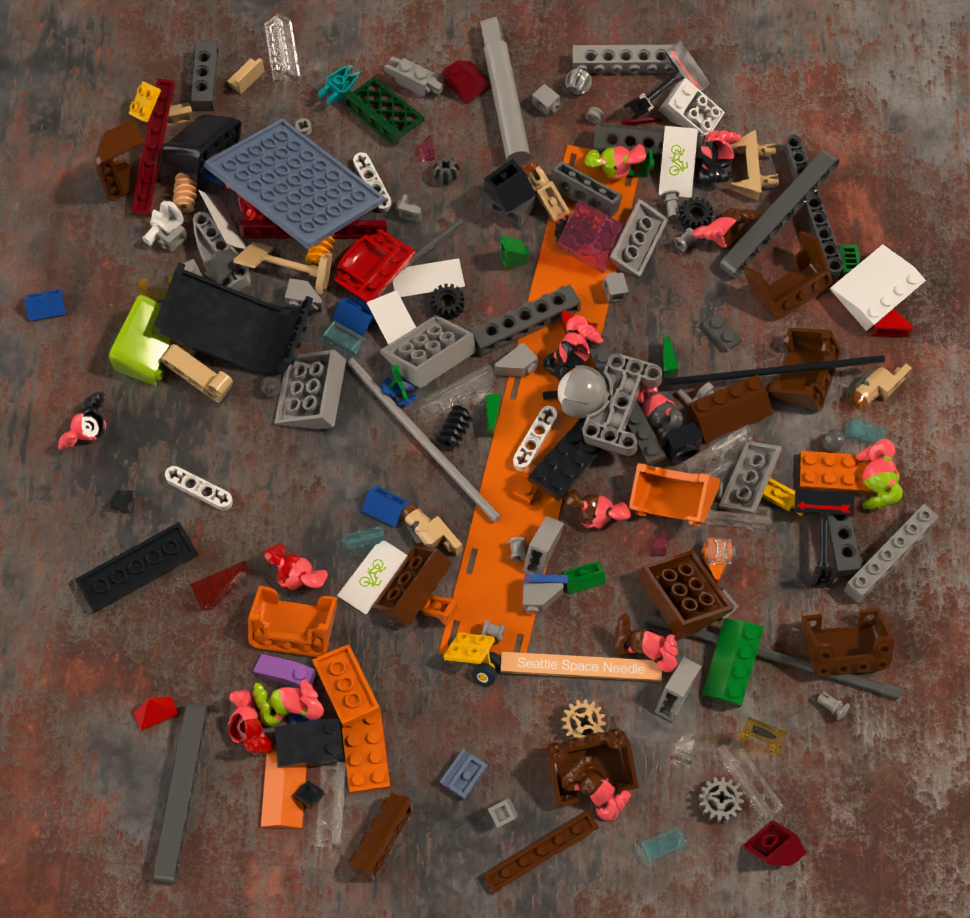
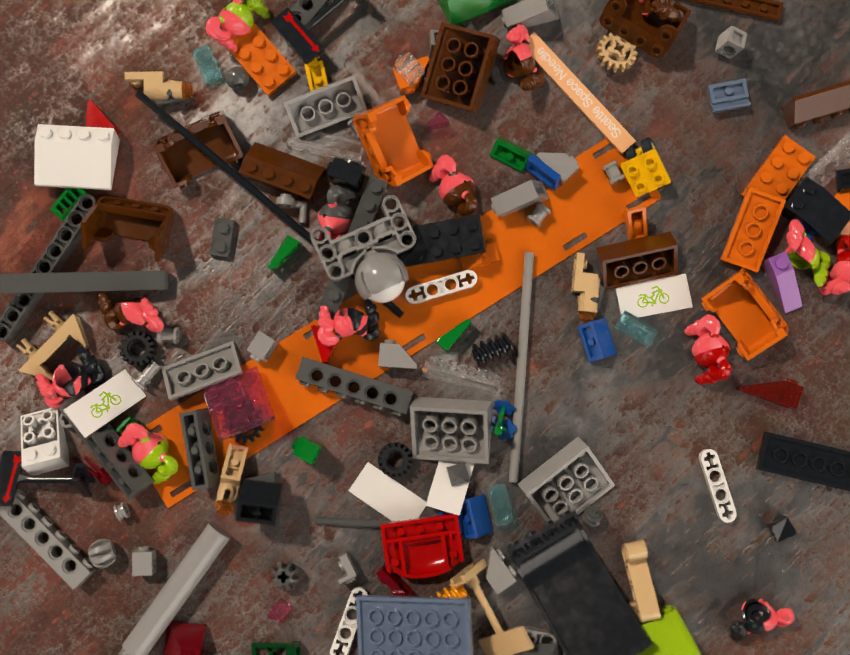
camera: 135 degrees left, 20 degrees up
(394, 327) = (458, 474): none -> dark grey slope

